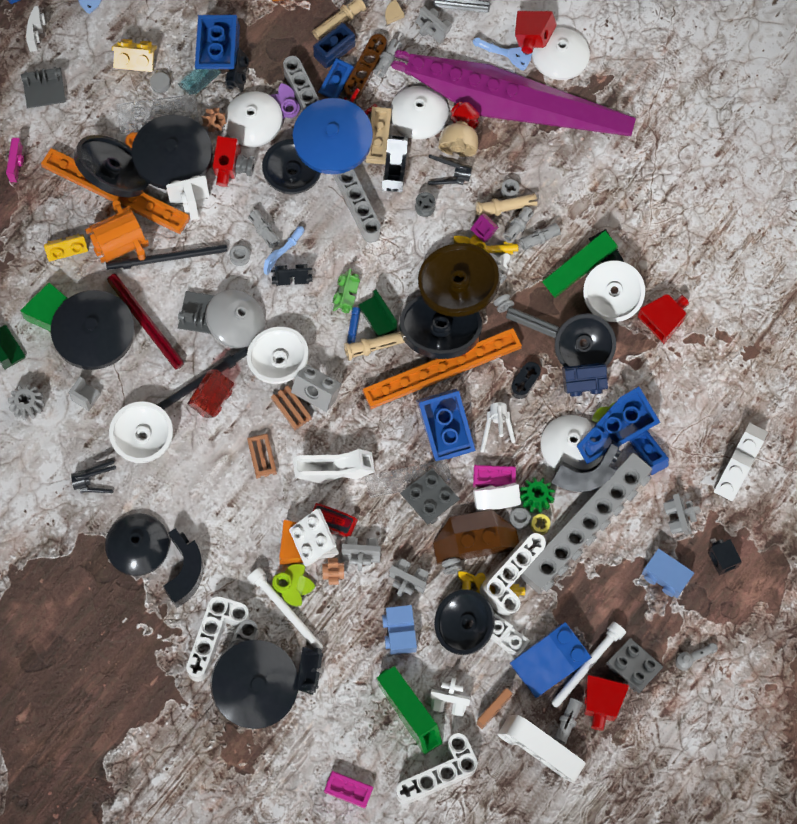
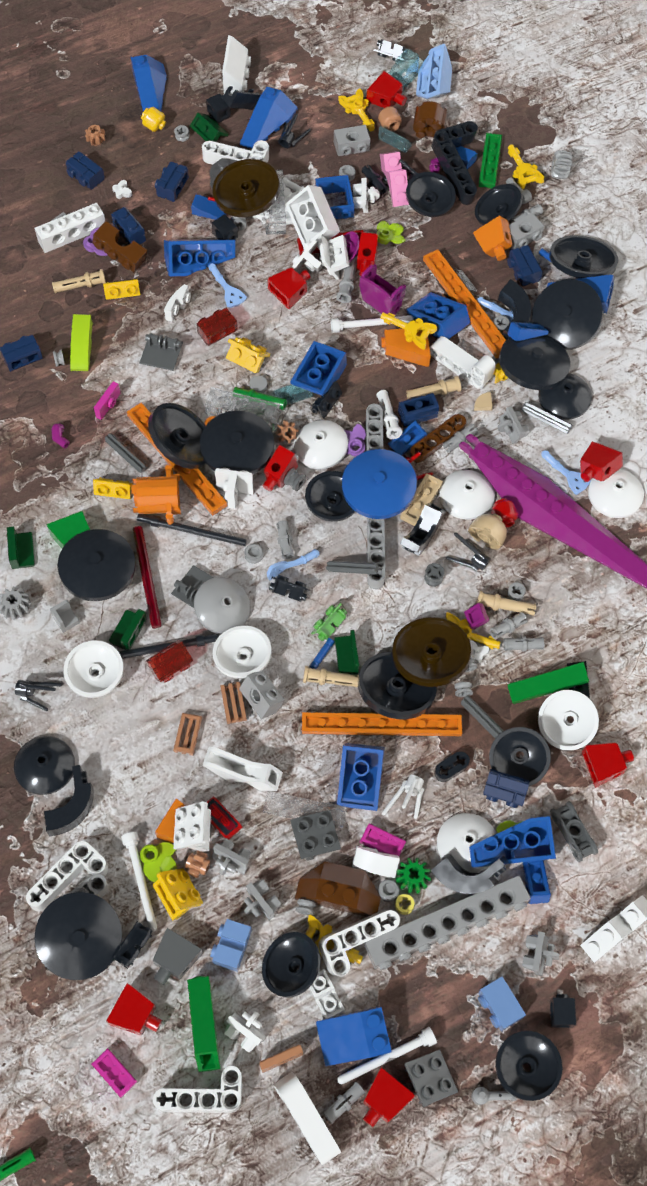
camera: 25 degrees right, 5 degrees down
(60, 206) = (125, 452): none -> dark grey axle
(88, 38) = (216, 326): none -> clear red brick
(152, 380) = (128, 629): none -> dark green panel
(169, 93) = (251, 393): none -> green pin
(311, 66) = (390, 420): none -> white pin
(326, 605) = (177, 892): none -> yellow bracket
(340, 729) = (133, 1012): none -> red torso
(344, 229) = (352, 567): none -> dark grey axle
(353, 663) = (174, 956): none -> dark grey torso
(675, 401) = (580, 844): none -> dark grey piece
(725, 605) = (539, 1054): none -> black dish

